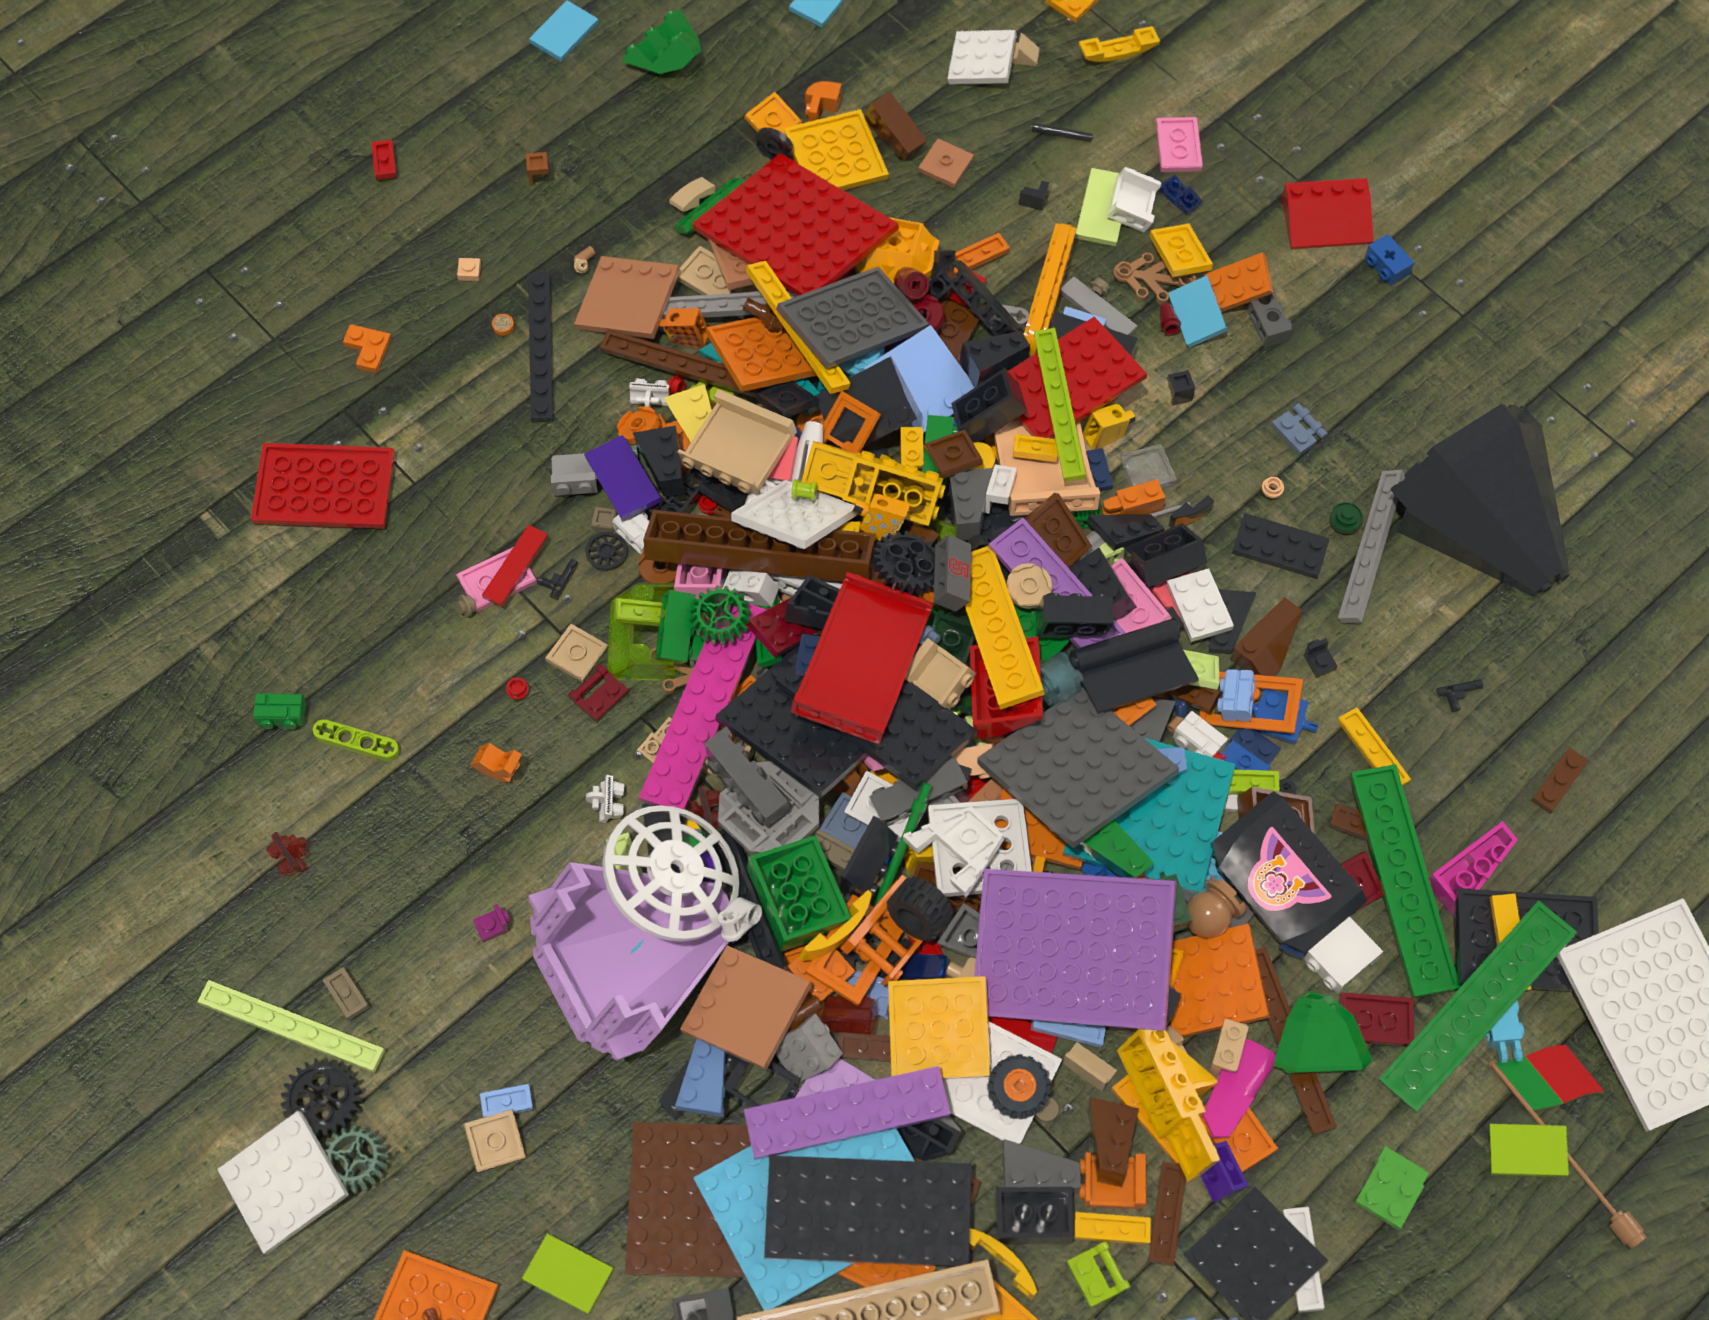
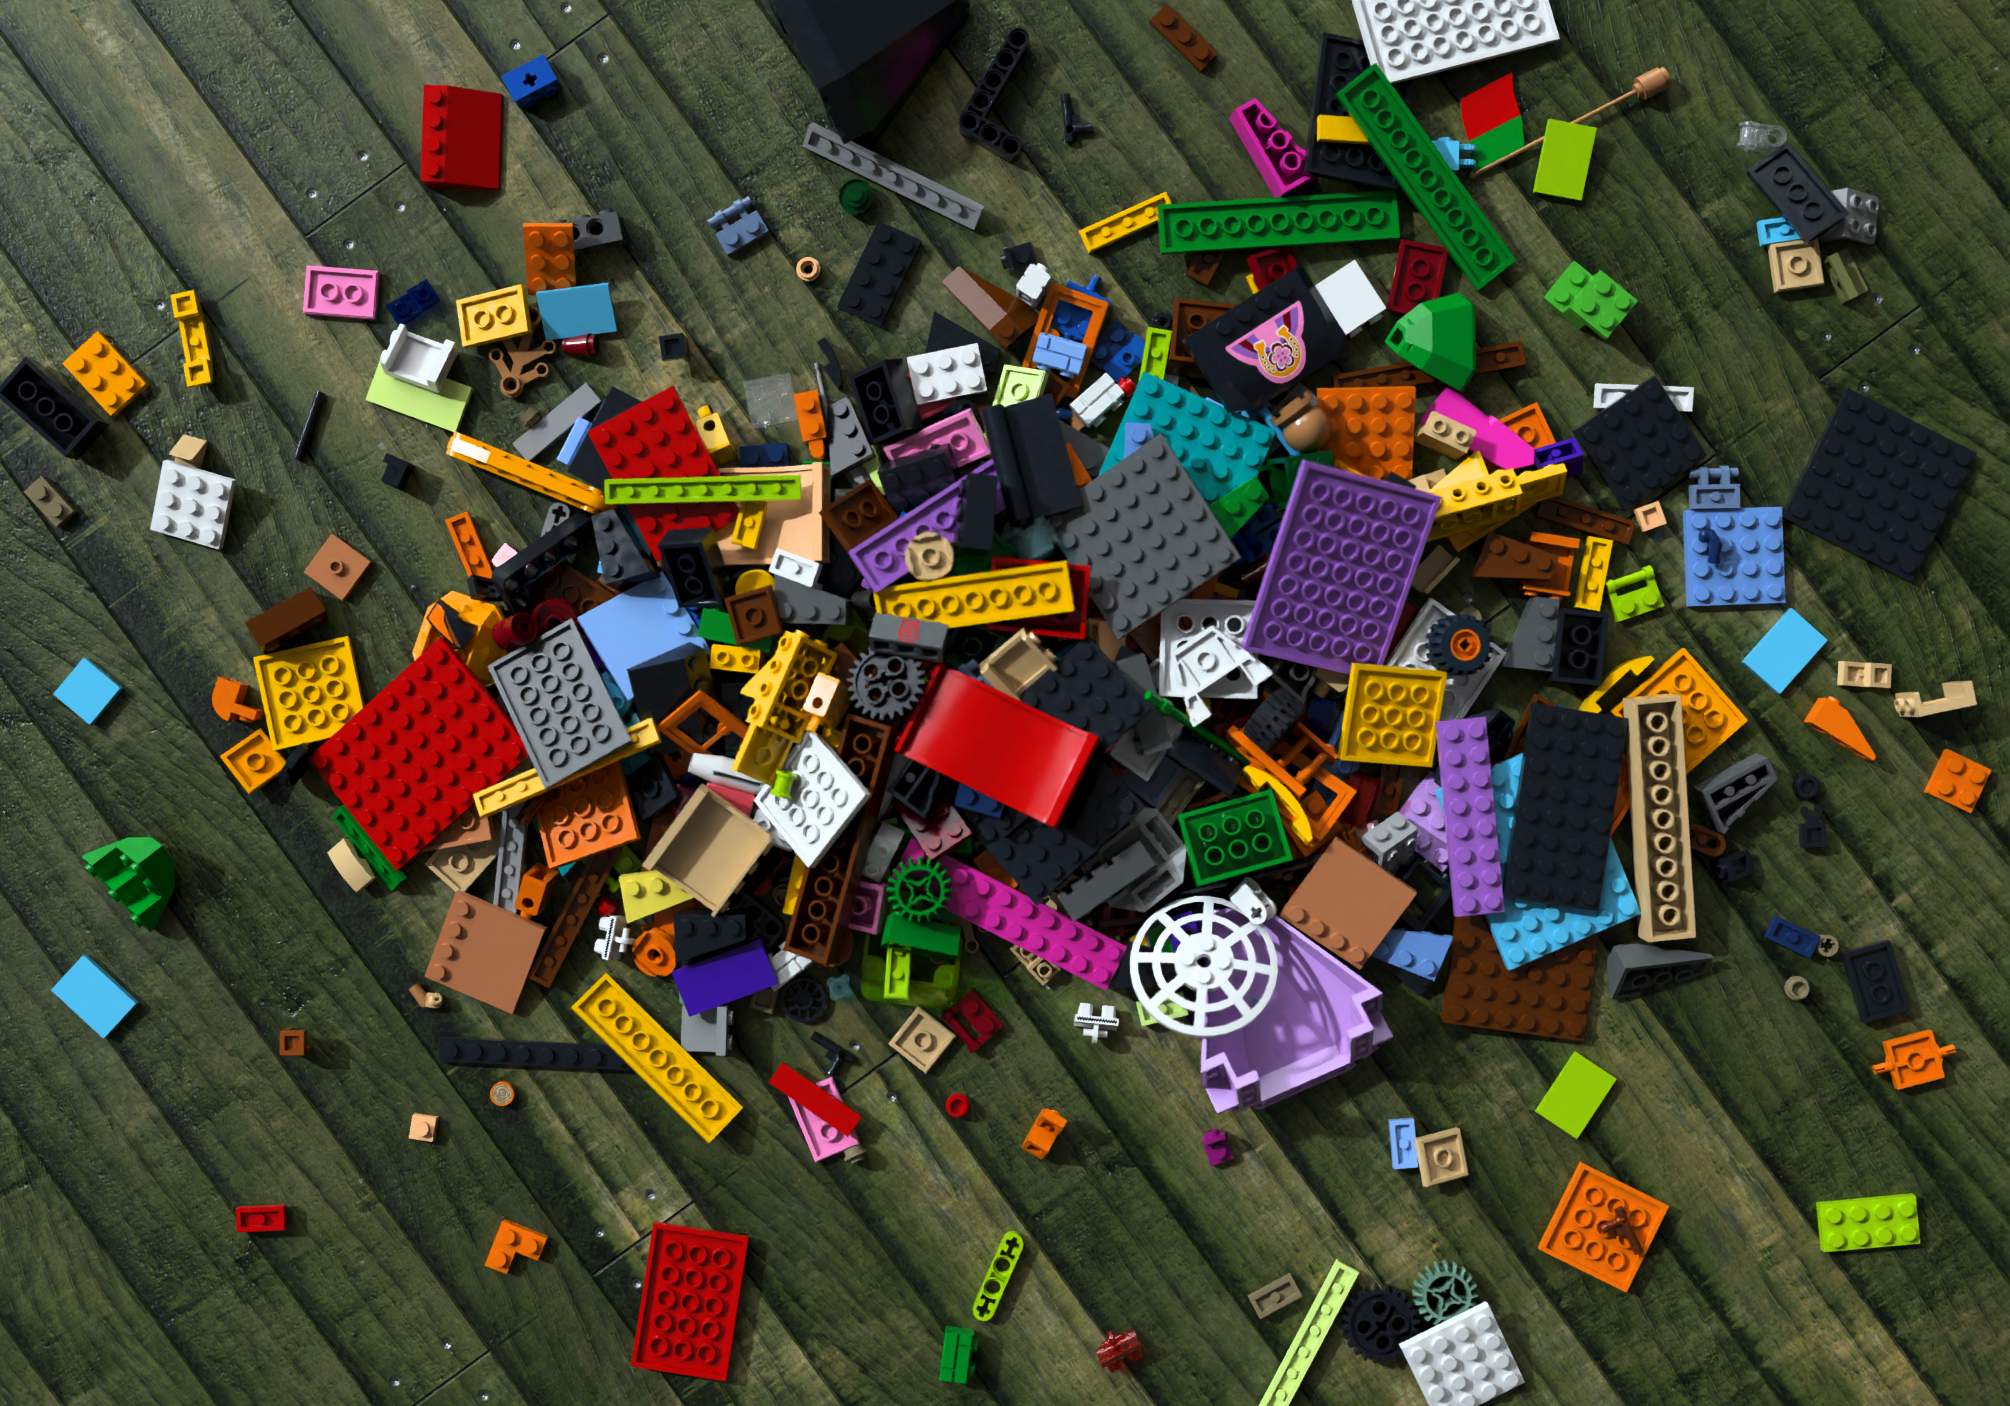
camera: 80 degrees left, 25 degrees up
(543, 436) = (657, 1058): none -> yellow plate
(620, 573) = (833, 983): none -> clear light blue plate
(908, 232) = (449, 626): none -> slope
(1181, 1281) = (1650, 516): none -> light nougat plate
(1299, 664) = (1033, 284): none -> white brick
(1465, 621) = (992, 95): none -> black beam

